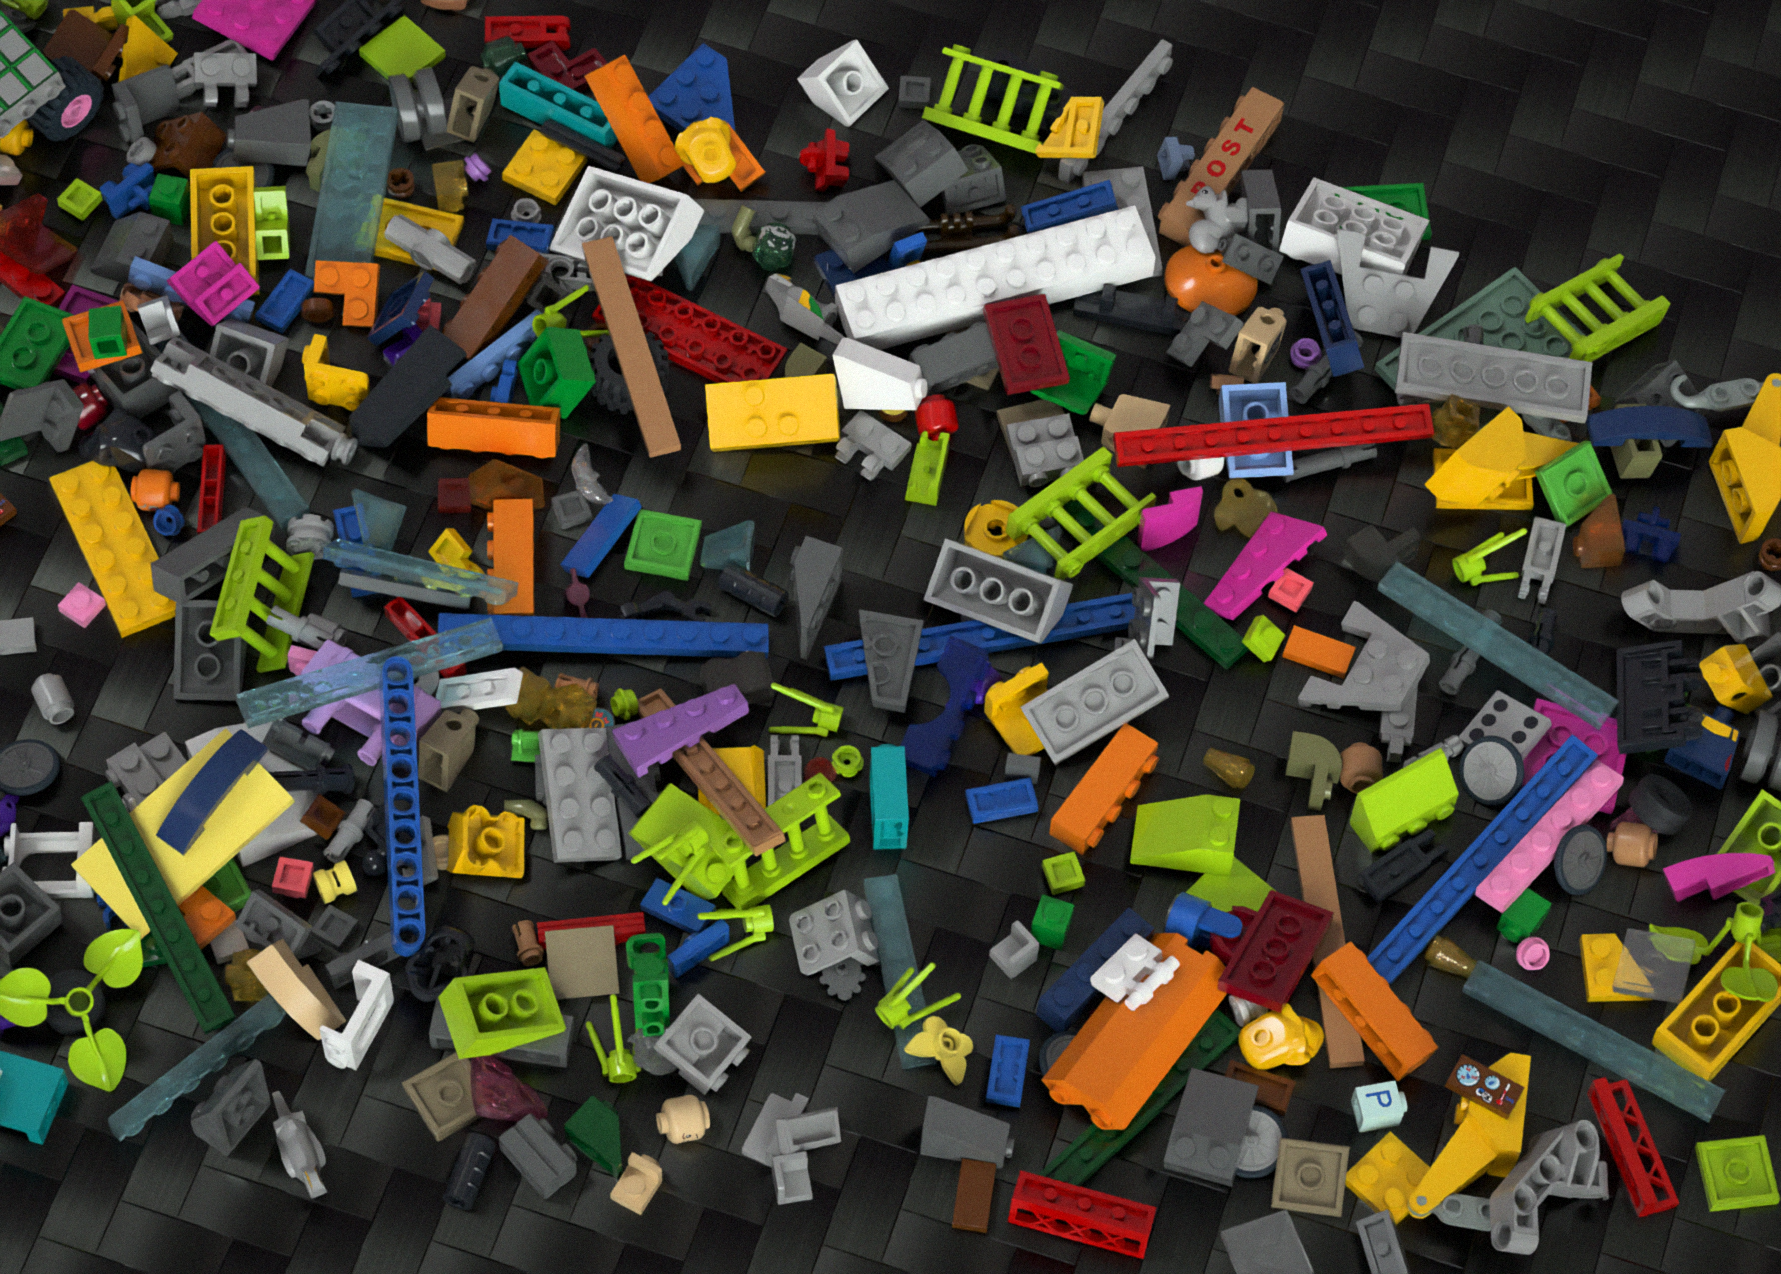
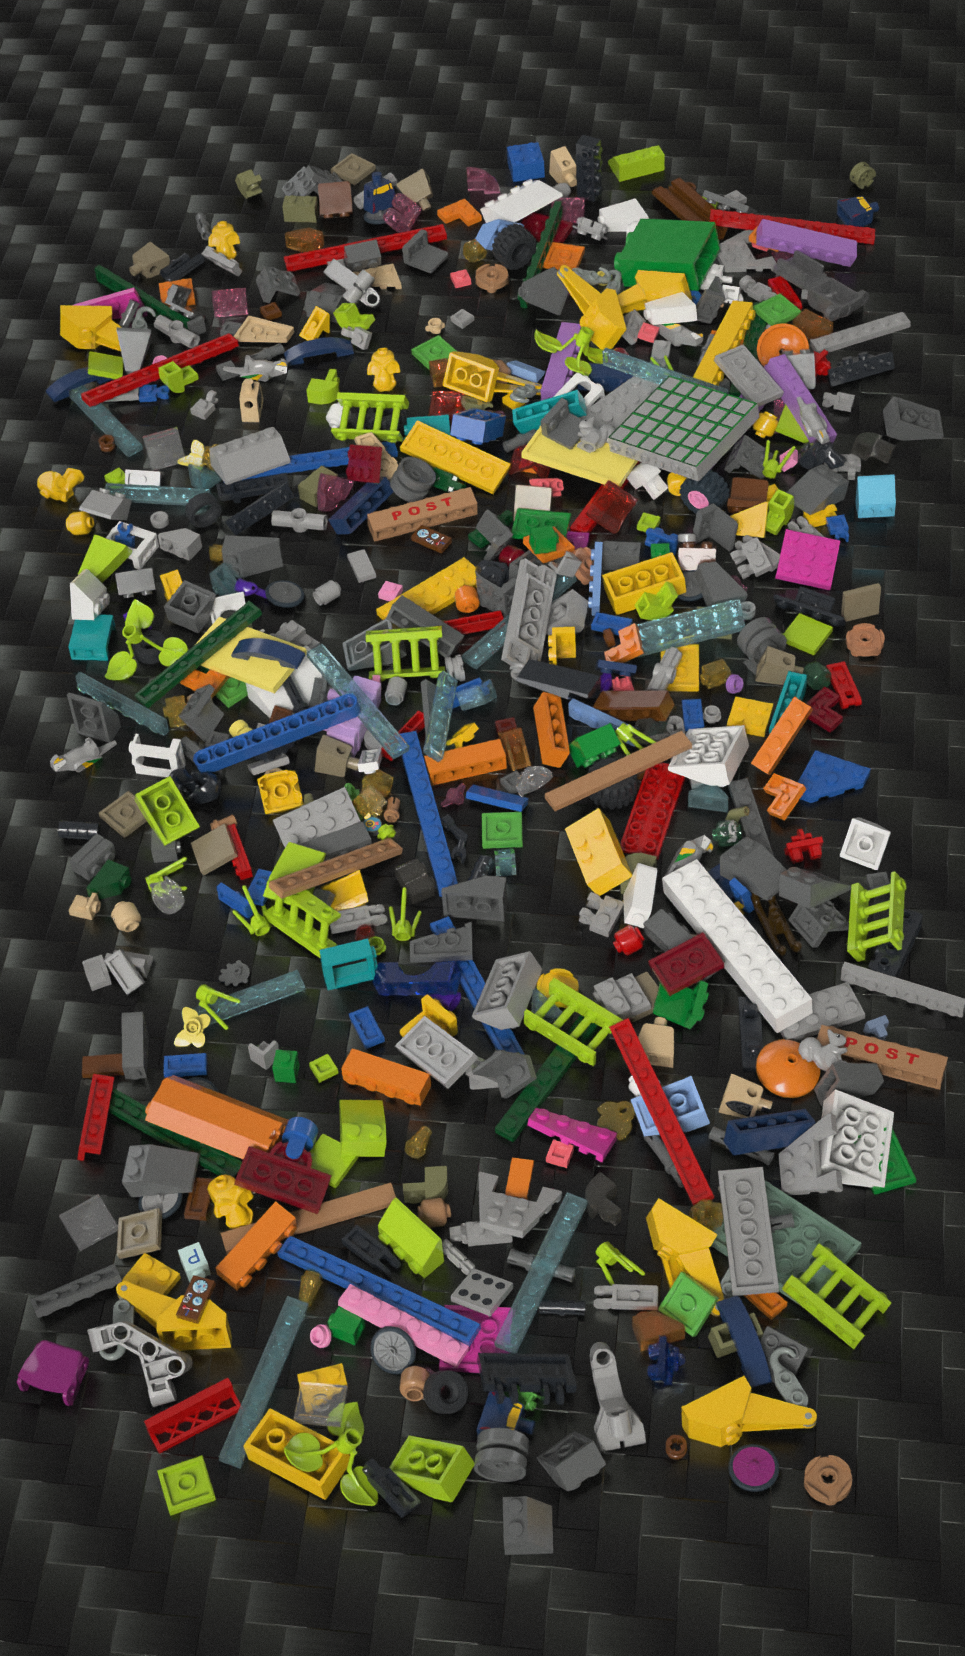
camera: 85 degrees right, 10 degrees down
(163, 524) = (451, 611): blue plate -> none
(213, 284) = (598, 580): dark pink slope -> none
(292, 877) = (239, 712): coral tile -> none
(296, 988) = (166, 722): tan slope -> none
(298, 628) = (388, 673): light grey pin -> none
(402, 191) = (712, 650): reddish brown bush -> none
(500, 1093) = (127, 833): clear pink brick -> none
(505, 391) = (579, 729): blue plate -> none
(583, 145) = (763, 732): black axle -> none
(622, 785) = (321, 833): black pin -> none
(649, 983) = (196, 874): green hips -> none
(670, 729) = (365, 850): medium lavender wing -> none
(687, 840) = (284, 864): lime plant -> none
(703, 1045) = (170, 913): light grey plate -> none
(707, 149) = (779, 778): yellow head -> none
(833, 932) = (258, 963): light grey bracket -> none
(928, 469) = (592, 946): lime hinge -> none
(1022, 767) = (390, 1032): dark grey tile -> none
(1070, 207) = (814, 978): blue tile -> none
(1073, 990) = (256, 1092): dark blue brick -> none
(1075, 131) = (866, 960): yellow wing -> none
(1128, 966) = (246, 1102): white plate -> none
(1171, 521) = (586, 1071): dark pink slope -> none
(1204, 326) = (735, 1065): dark grey plate -> none
(1218, 380) = (707, 1089): medium nougat plate -> none
(1250, 257) = (805, 1081): dark grey hinge -> none
(1263, 638) = (518, 1144): lime plate -> none
(1491, 770) = (449, 1287): light grey wheel -> none
(1717, 873) = (397, 1433): dark pink slope -> none
(1730, 674) = (556, 1423): yellow torso -> none

